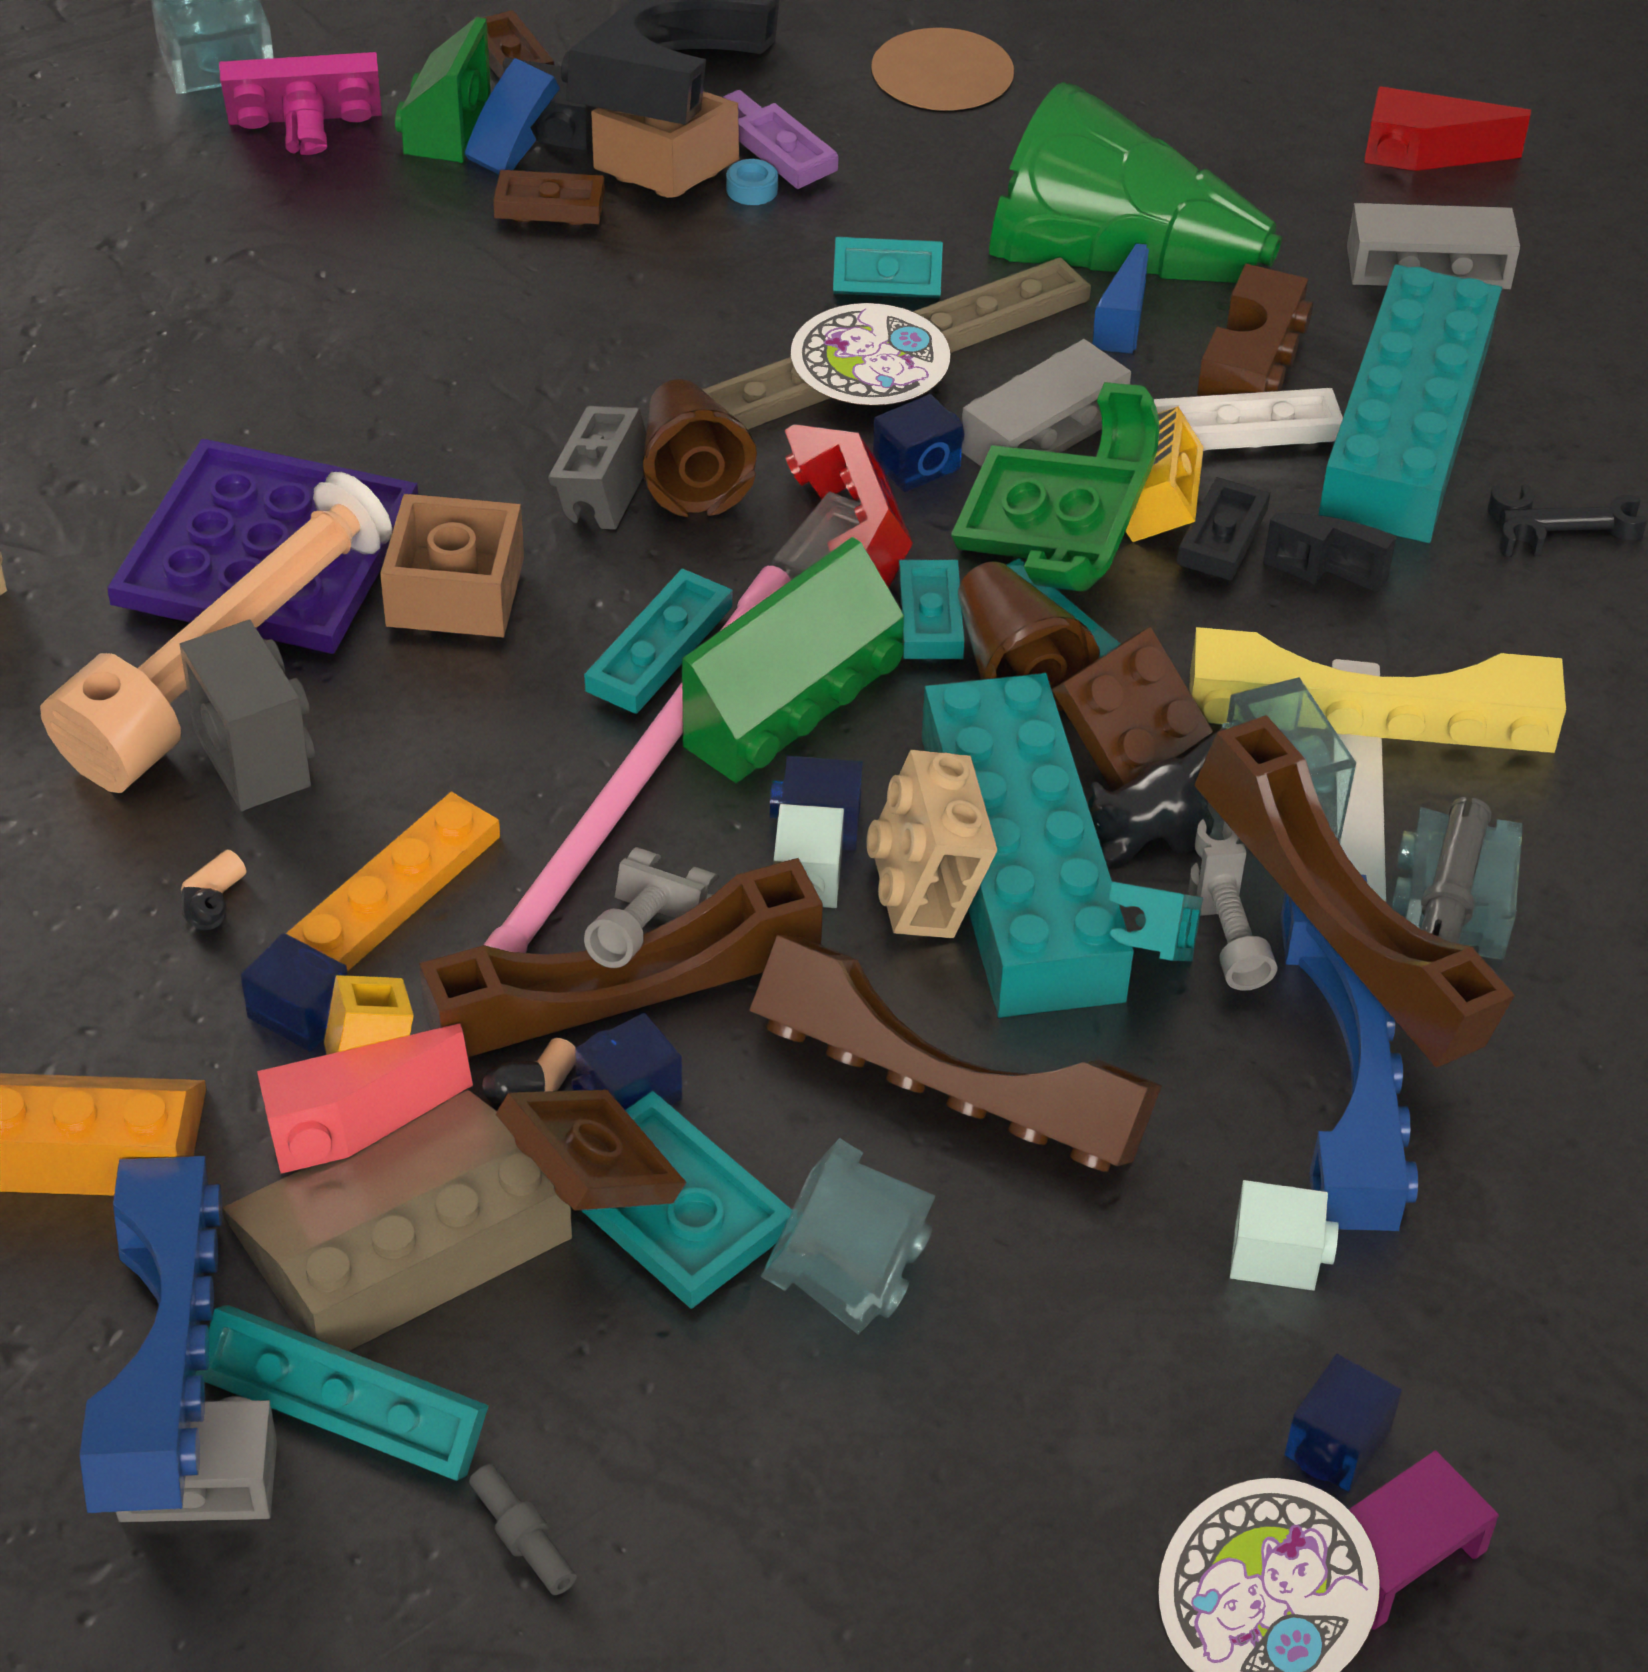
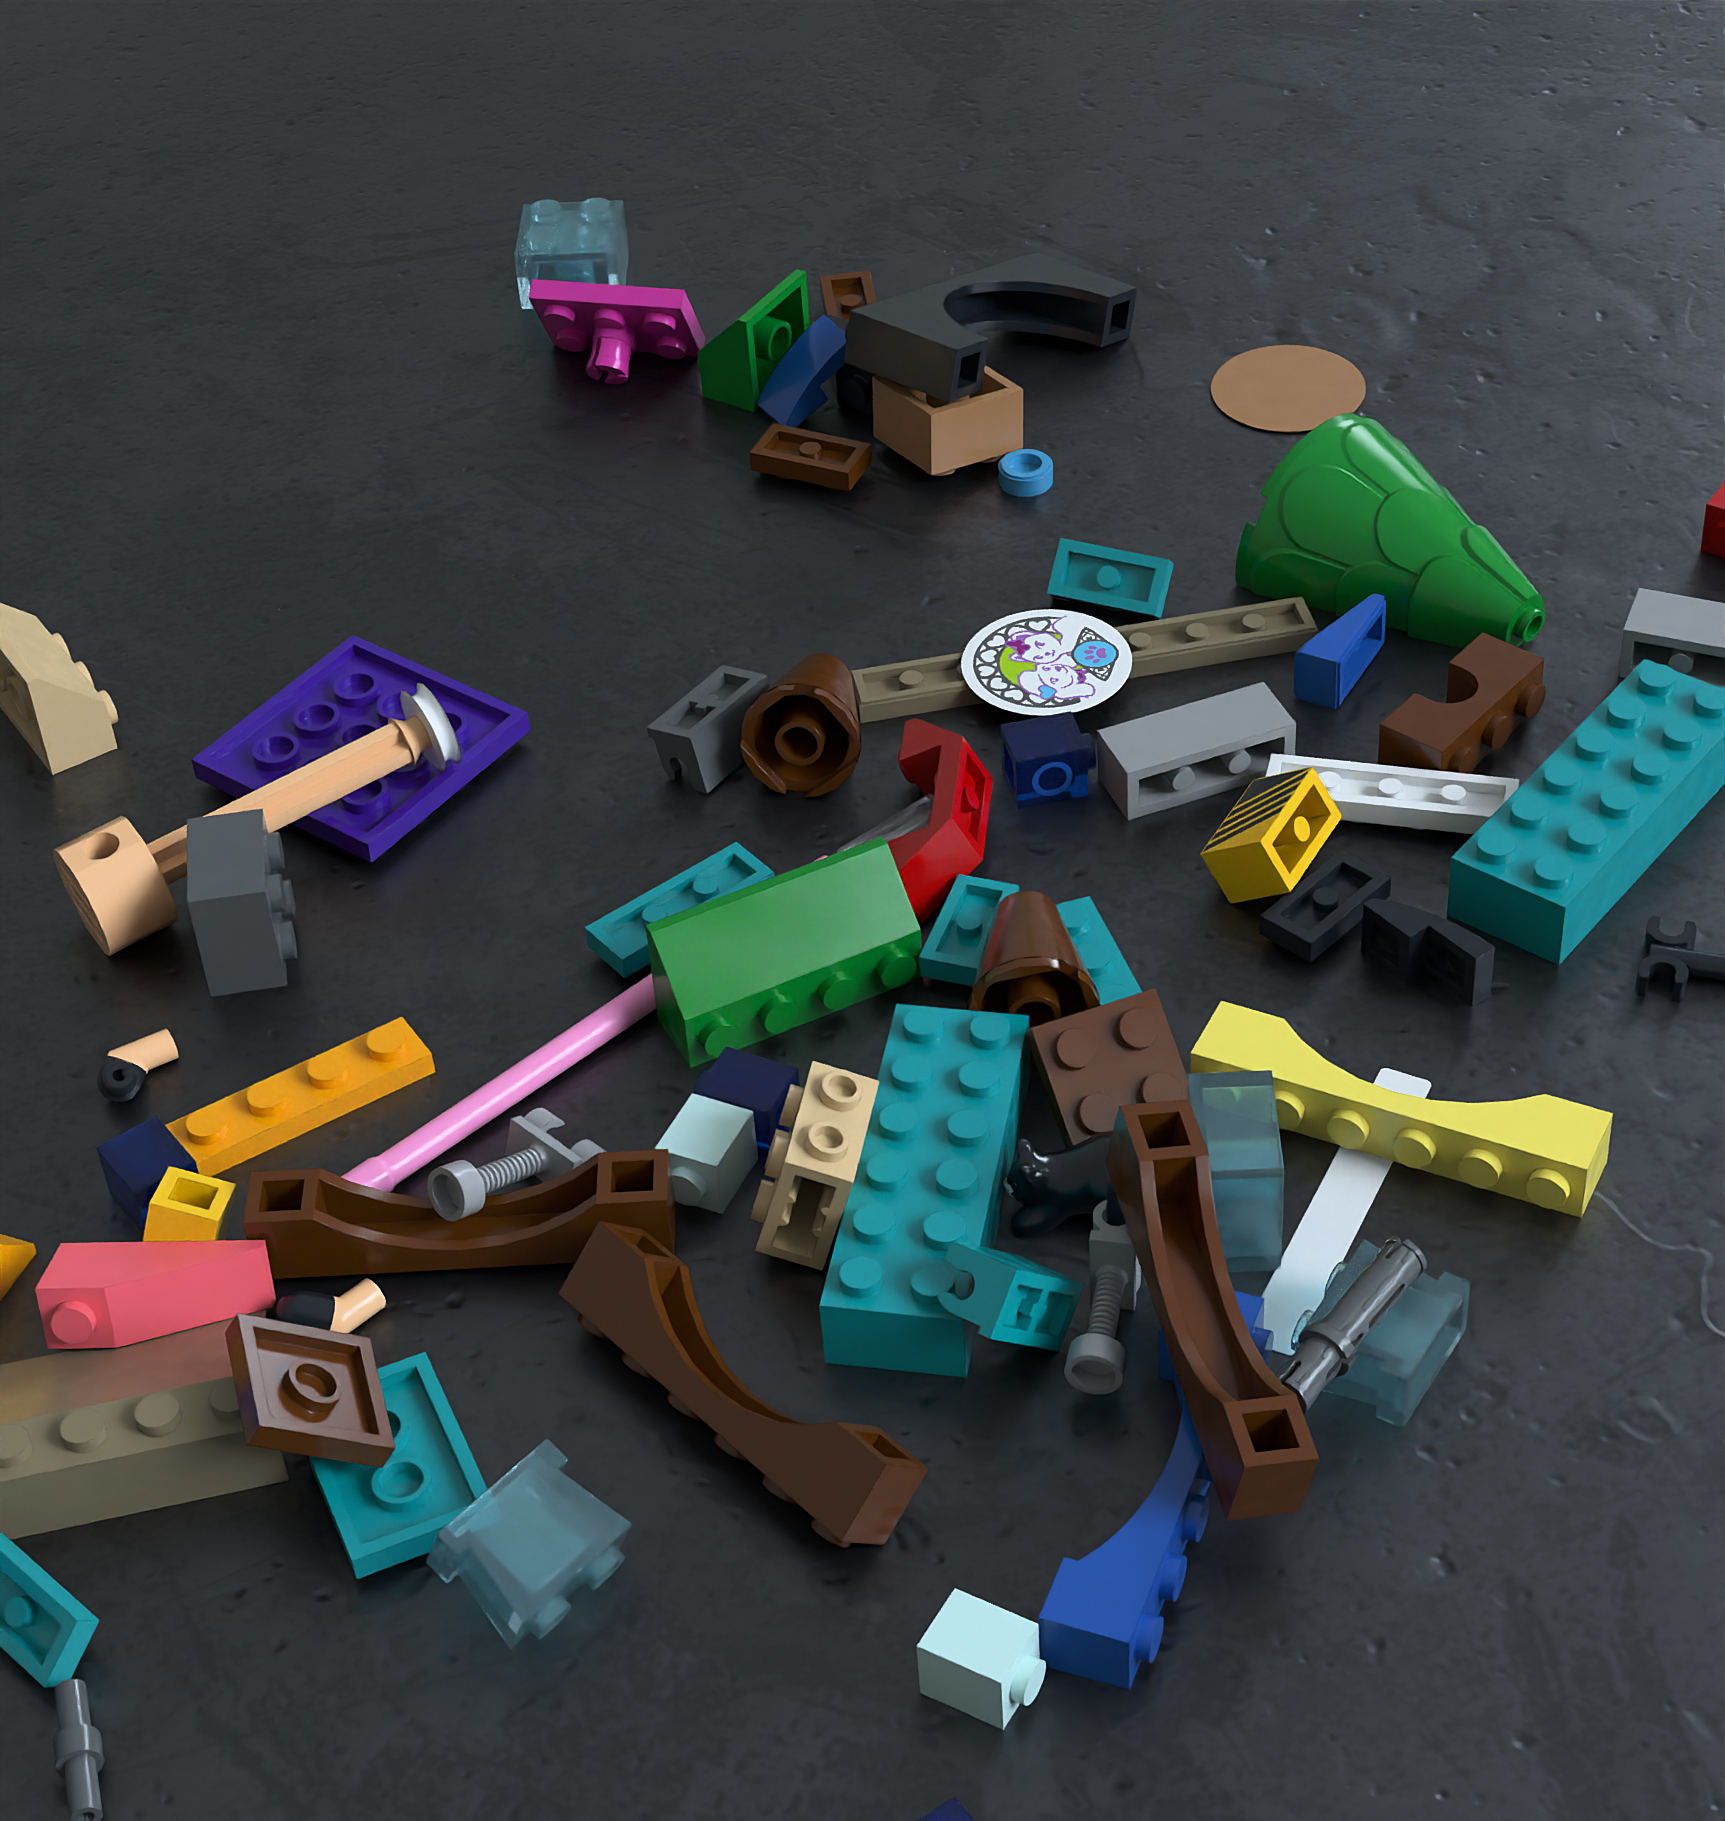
camera: 25 degrees right, 5 degrees down
(453, 565) = (512, 797): medium nougat brick -> none
(630, 1063) = (414, 1319): clear blue brick -> none
(783, 142) = (1070, 436): medium lavender hinge -> none
(1065, 507) = (1148, 846): green piece -> none

